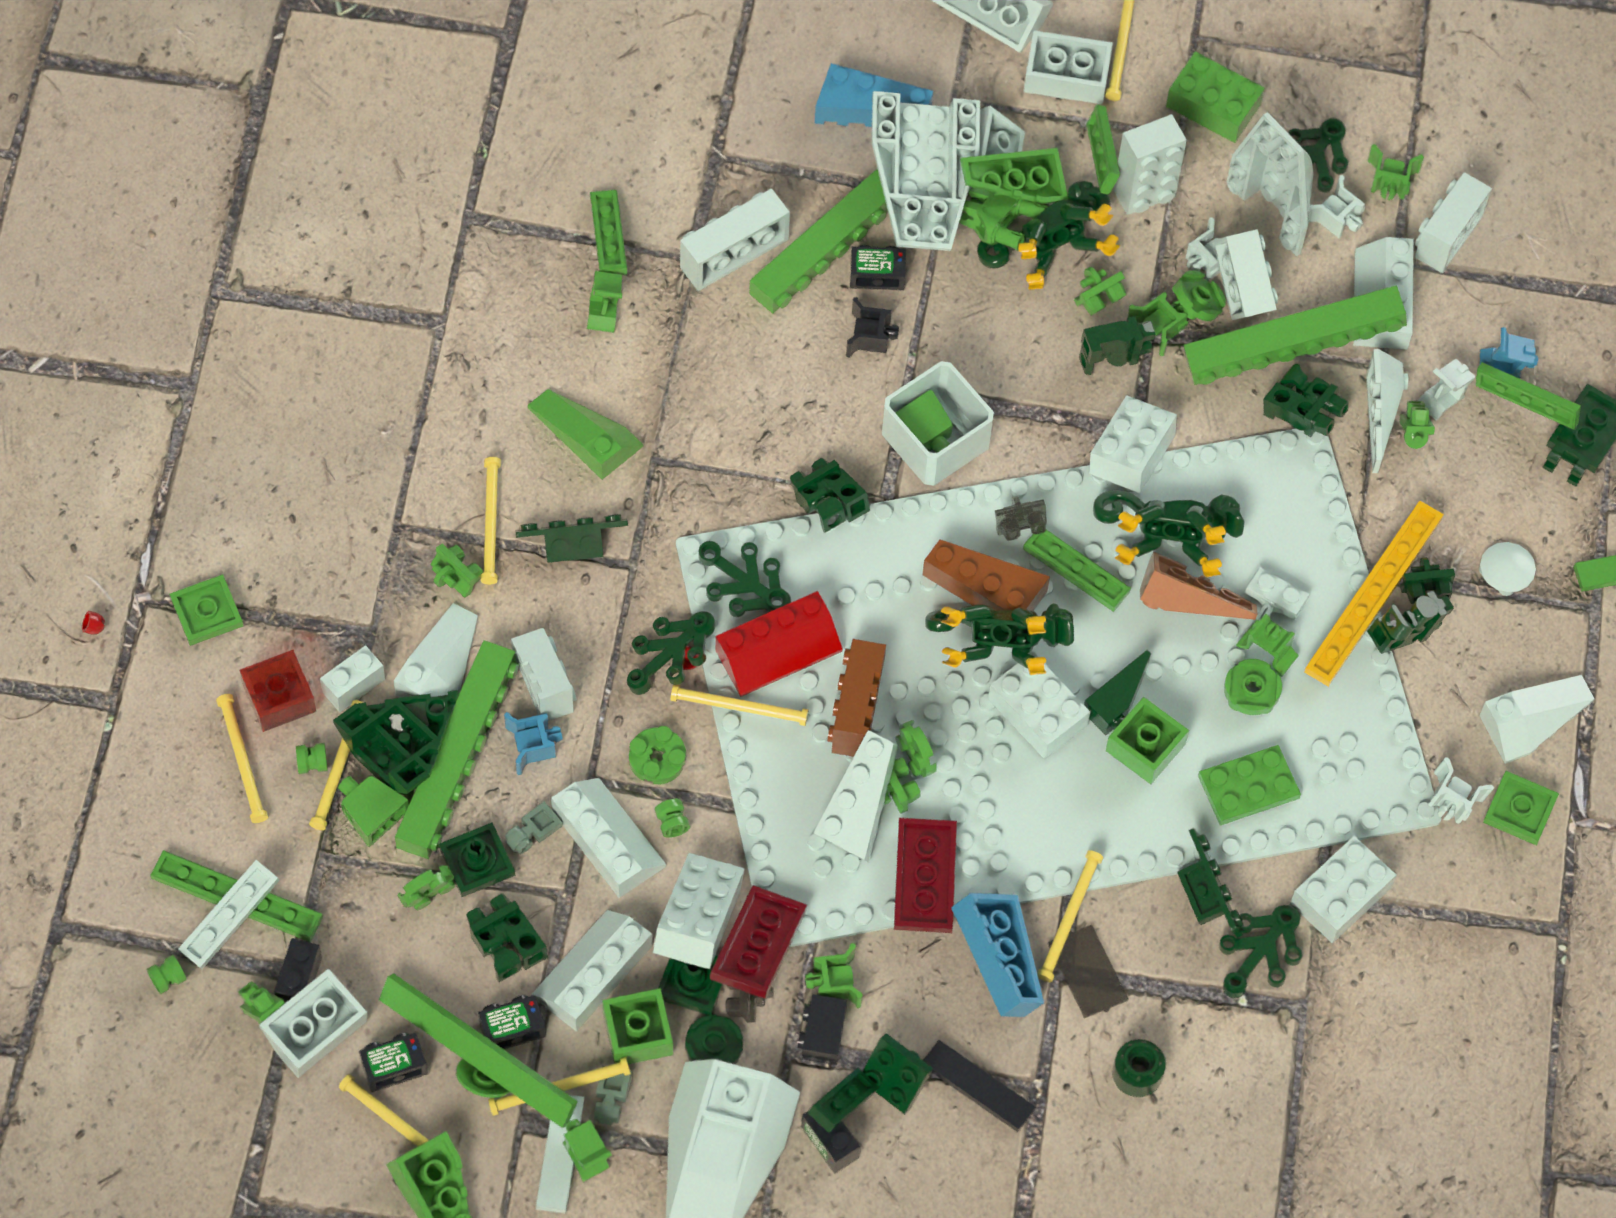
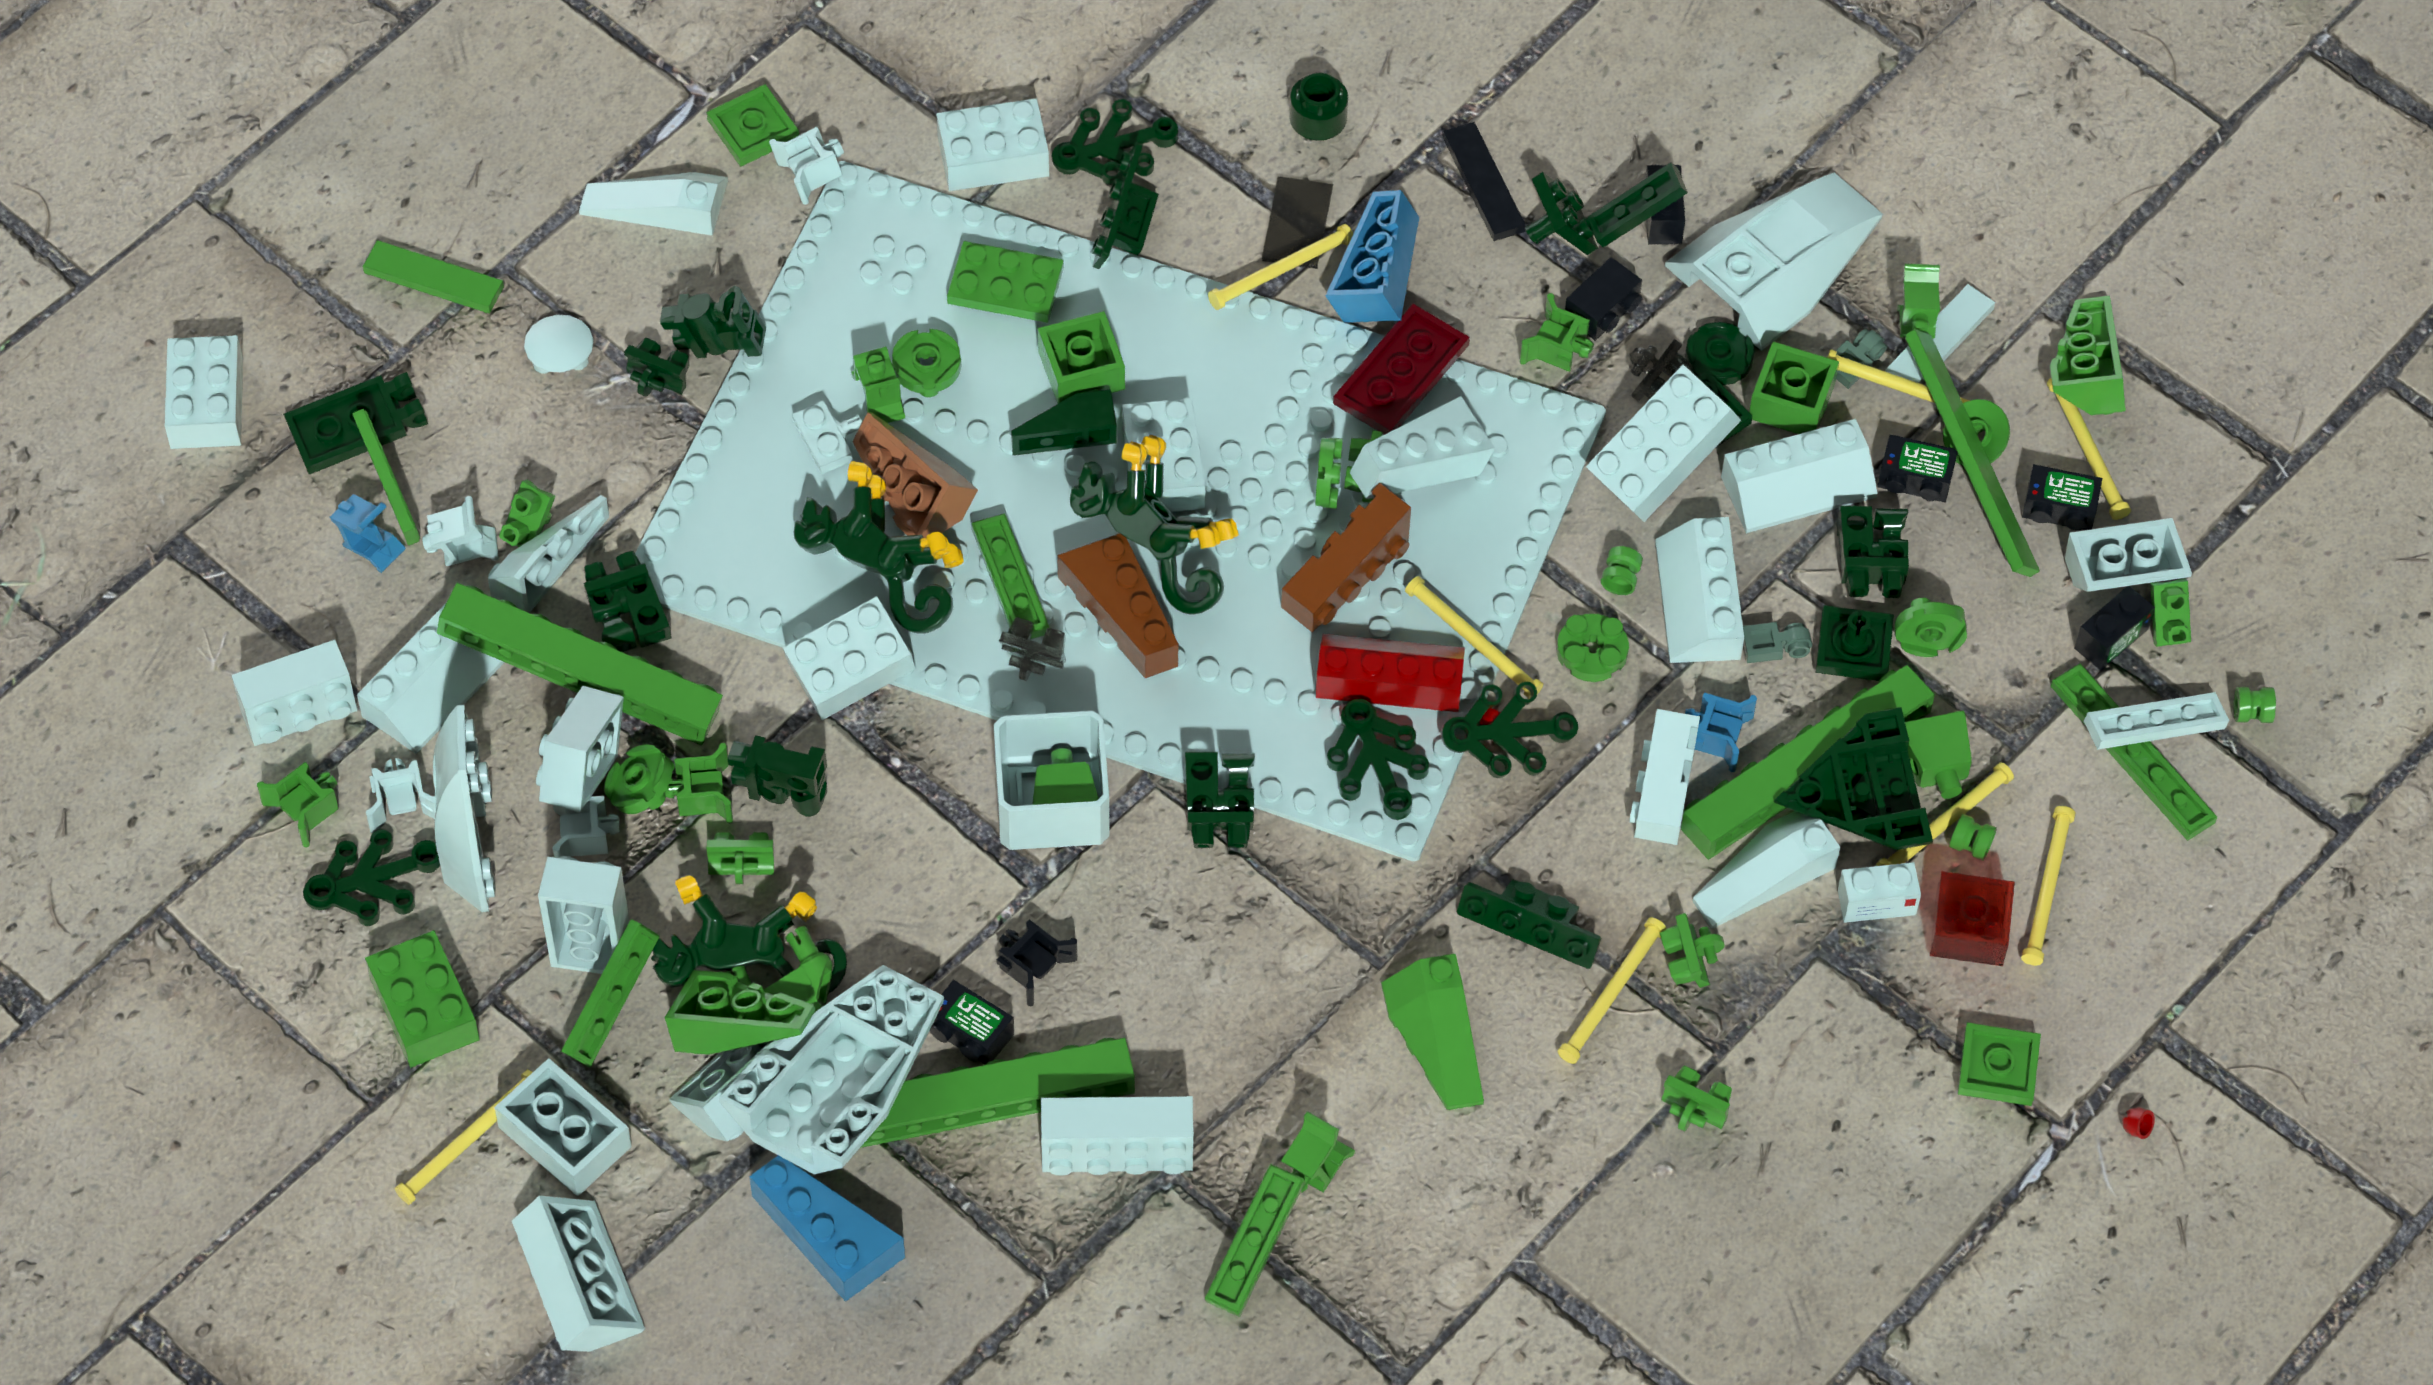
camera: 145 degrees left, 5 degrees down
(390, 470) = (1694, 1104): none -> bright green hips
(758, 942) = (1616, 387): dark red plate -> none
(1373, 593) = (723, 379): yellow plate -> none

